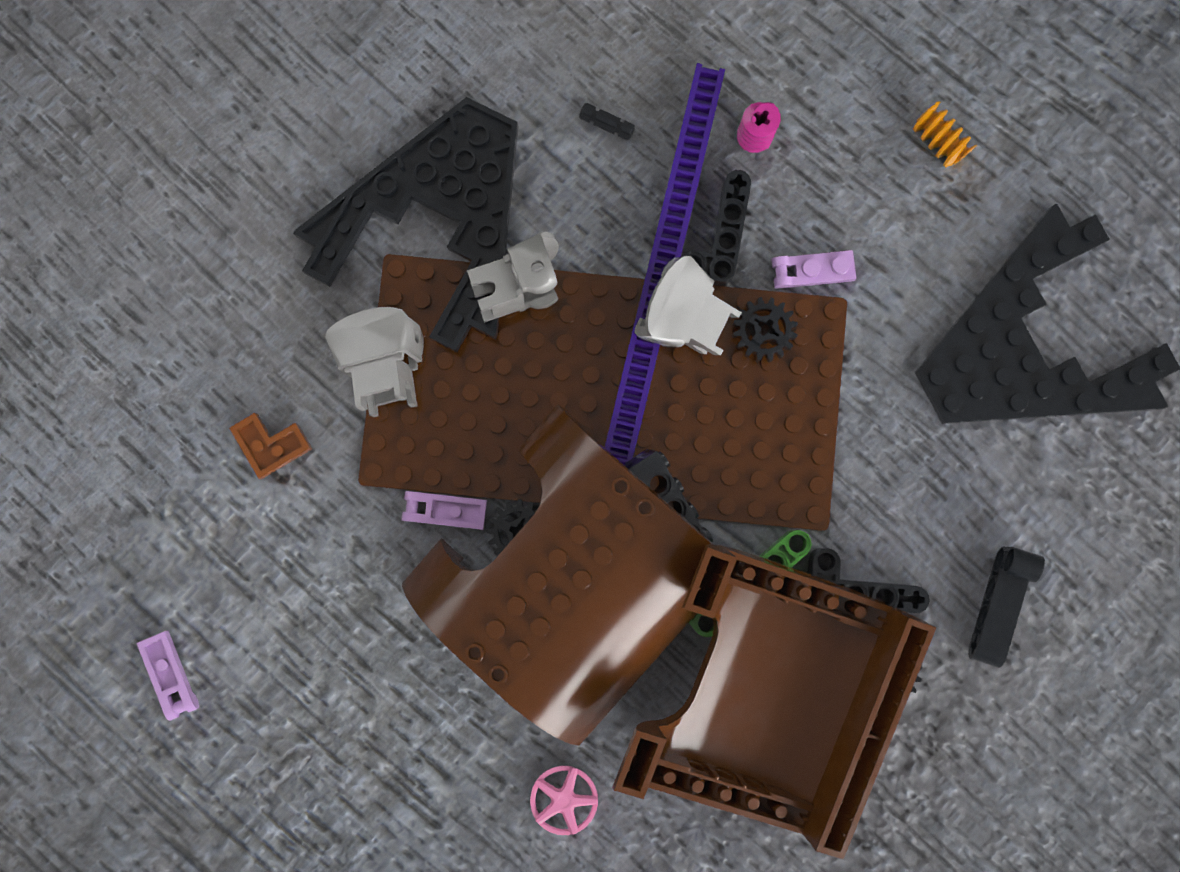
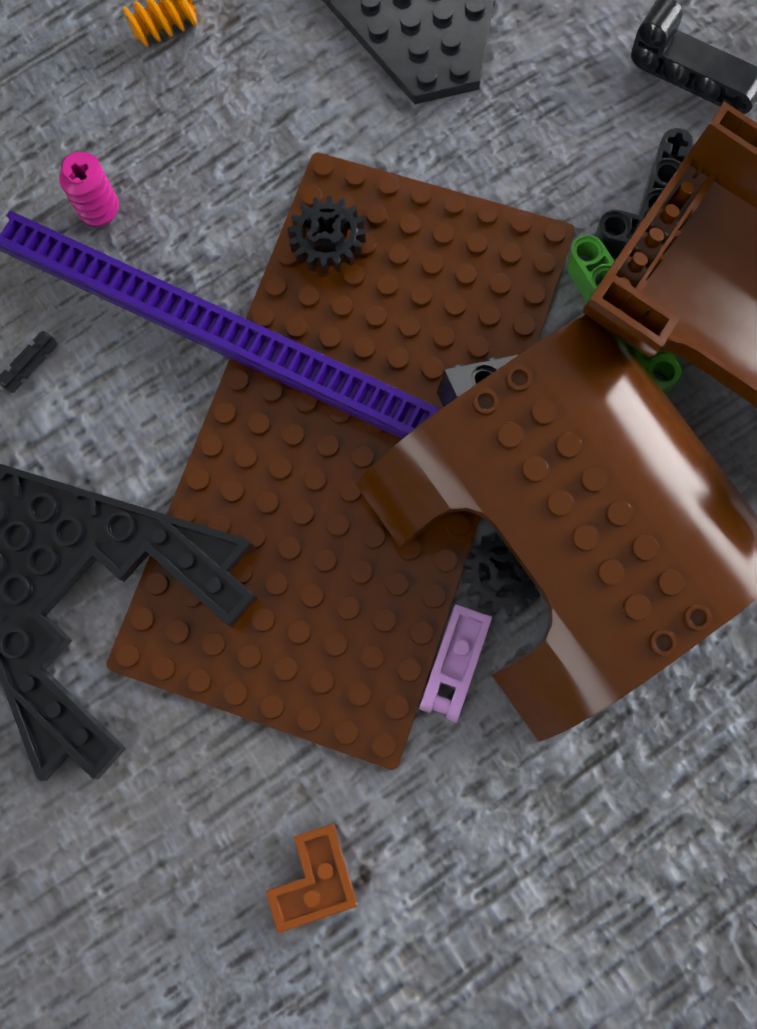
camera: 70 degrees left, 10 degrees down
(371, 352) = (226, 703): light grey piece -> none
(518, 279) = (182, 489): light grey piece -> none
(685, 309) = (281, 298): piece -> none
(726, 228) = (161, 237): black beam -> none
(814, 269) = (271, 177): lavender plate -> none

